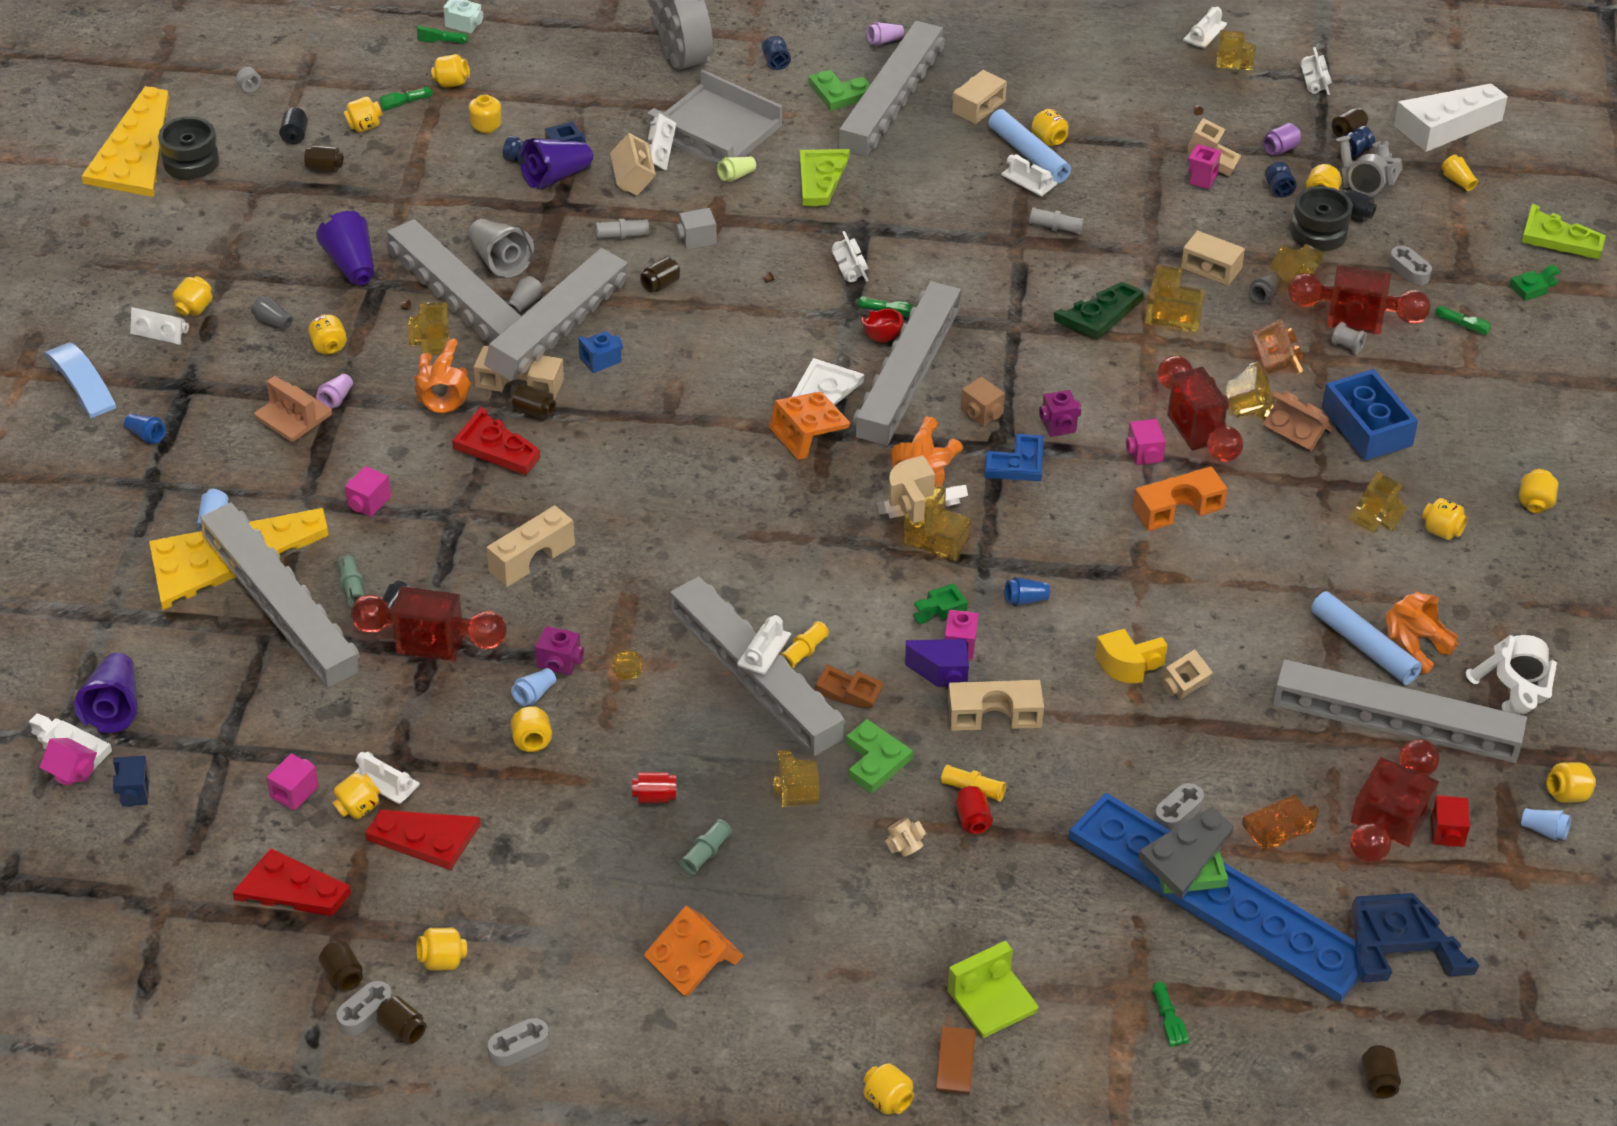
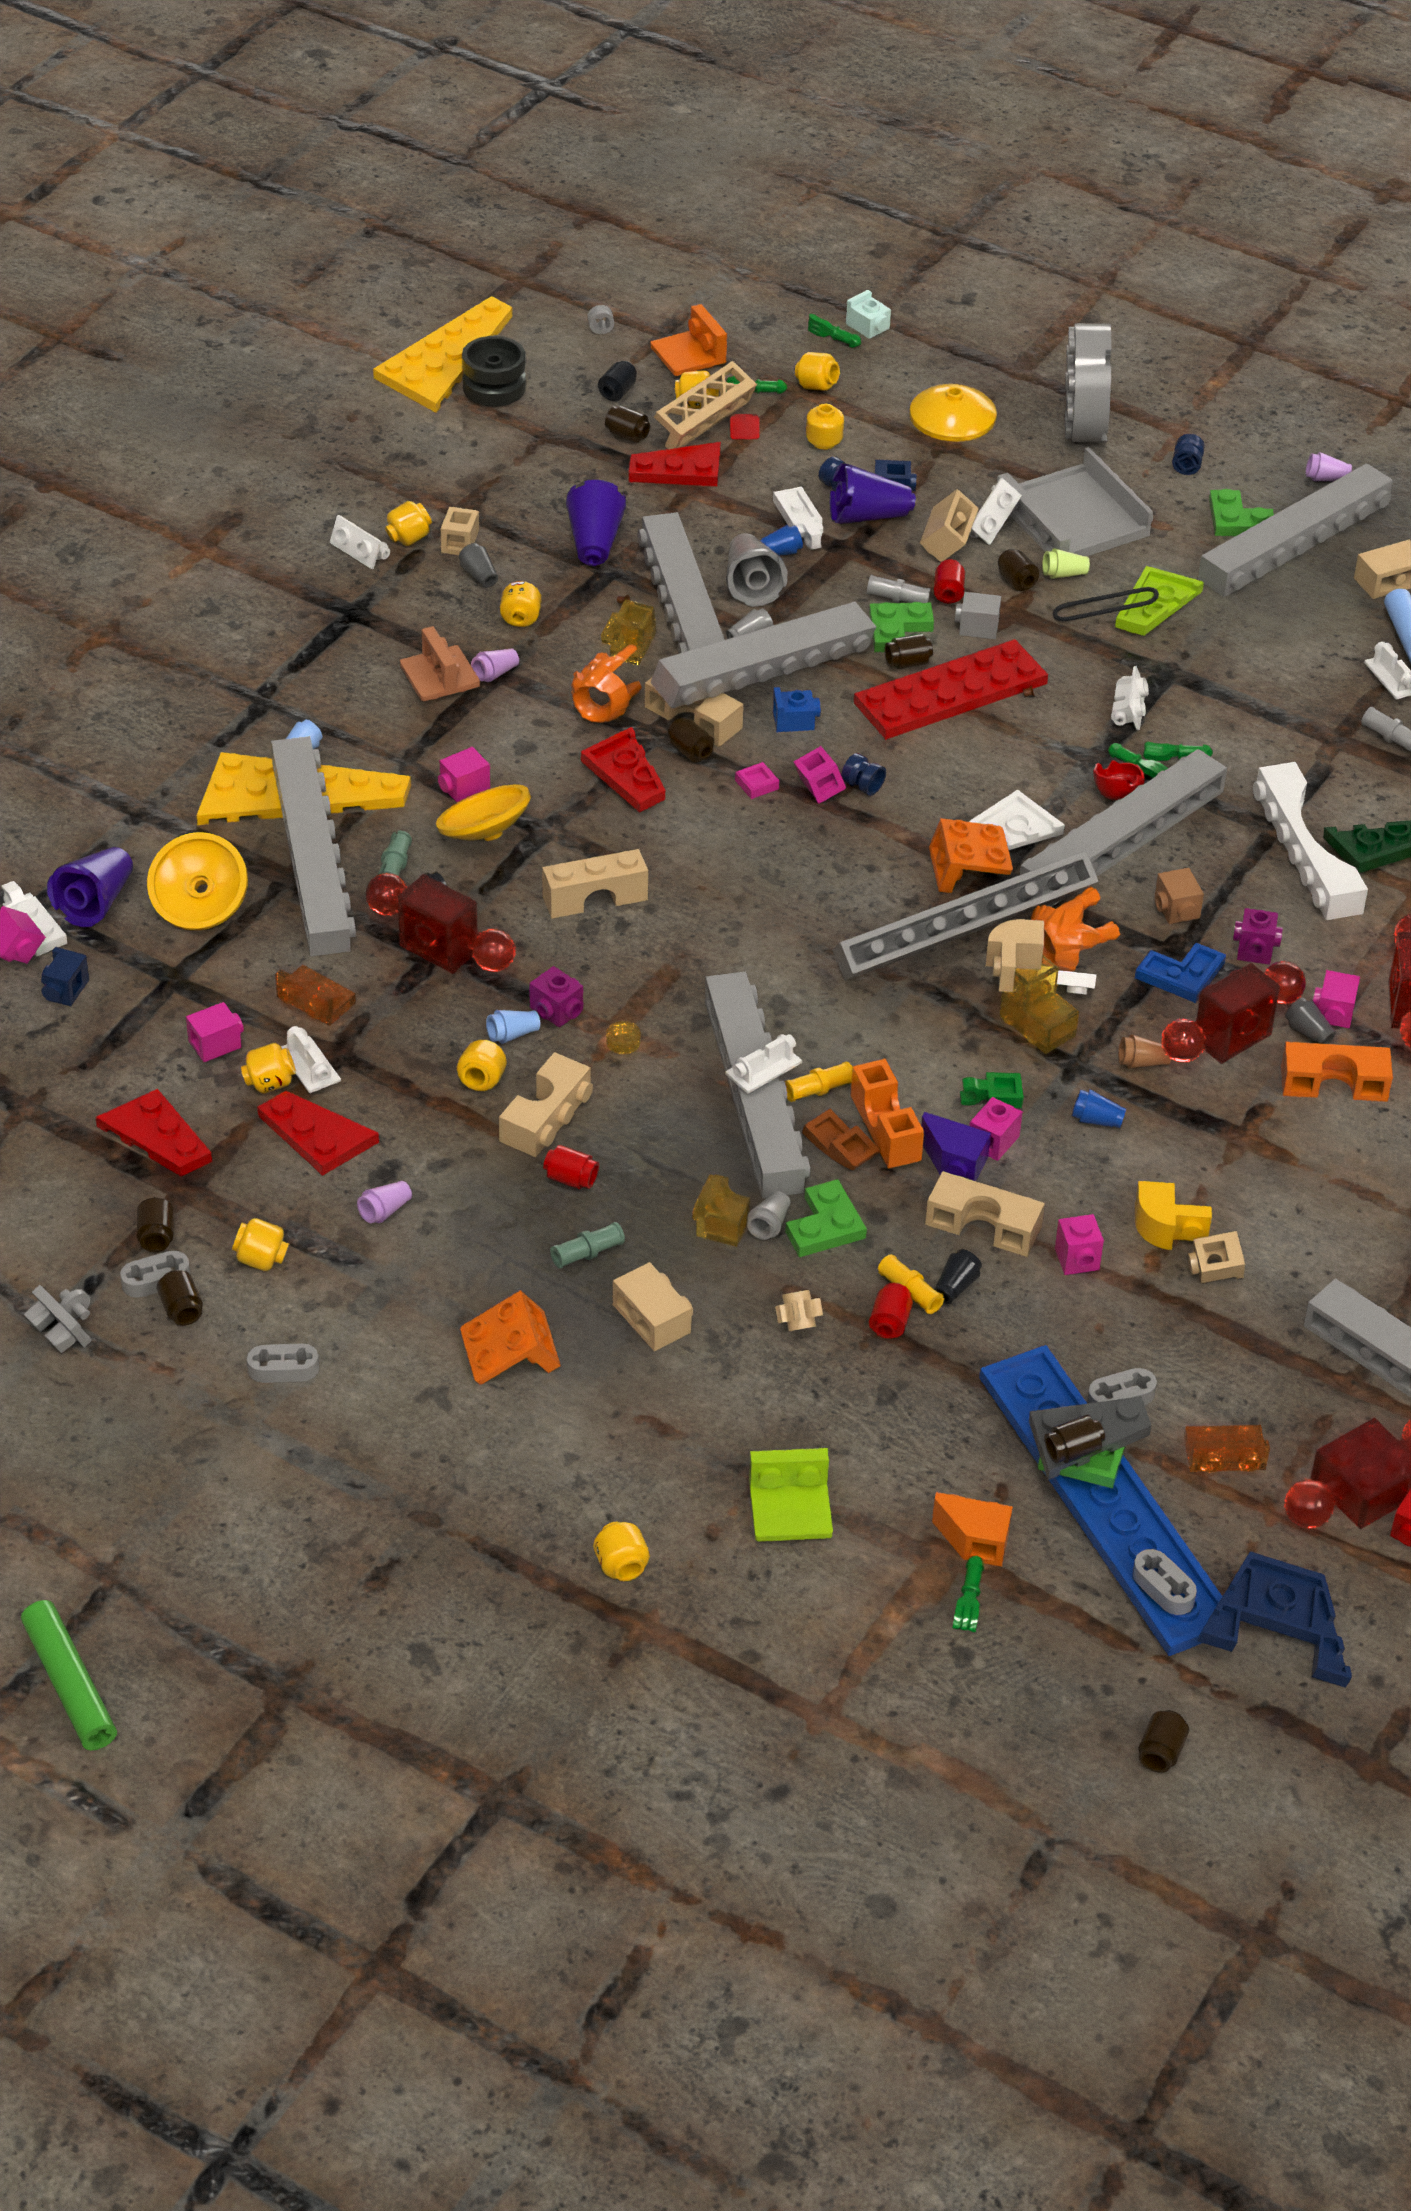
camera: 25 degrees right, 0 degrees up
(82, 378) = (252, 573): light blue slope -> none
(146, 427) = (286, 641): blue cone -> none
(199, 638) = (185, 866): none -> yellow dish
(239, 289) = (459, 529): none -> tan brick
(321, 1084) = (67, 1330): none -> light grey hips
(341, 80) = (695, 349): none -> orange bracket
(353, 719) = (314, 994): none -> clear orange bracket
(383, 181) = (679, 466): none -> red wing
(387, 124) = (712, 408): none -> tan fence
(406, 517) = (484, 813): none -> yellow dish
(416, 132) = (744, 426): none -> red slope
(508, 192) = (800, 511): none -> white hinge
(509, 214) = (784, 540): none -> blue cone
(519, 873) = (383, 1201): none -> lavender cone
(573, 73) = (953, 412): none -> yellow dish
(601, 762) = (561, 1089): none -> tan arch
(603, 417) = (757, 780): none -> dark pink tile
(636, 251) = (897, 618): none -> bright green plate
(653, 396) = (819, 774): none -> dark pink brick
(657, 208) = (949, 581): none -> red brick
(686, 384) = (864, 774): none -> dark blue wheel
(703, 183) = (1018, 569): none -> dark brown brick
(707, 295) = (950, 689): none -> red plate
(789, 877) = (652, 1306): none -> tan brick
(791, 194) = (1109, 610): none -> black piece
(832, 769) = (768, 1216): none -> light grey cone
(841, 473) = (964, 915): none -> light grey brick
(857, 641) = (892, 1129): none -> orange arch
(899, 291) = (1165, 751): none -> green piece
(955, 1060) = (710, 1549): dark orange slope -> none
(1005, 759) = (958, 1274): none -> black cone
(1029, 534) = (1141, 1052): none -> medium nougat cone
(1080, 703) = (1079, 1244): none -> dark pink brick
(1084, 479) = (1234, 1013): none -> clear red brick
(1086, 353) = (1333, 883): none -> white arch
(1137, 467) = (1309, 1021): none -> dark grey cone
(1141, 959) = (973, 1526): none -> orange slope
(1192, 859) = (1074, 1439): none -> dark brown brick
(1309, 945) = (1167, 1579): none -> light grey beam

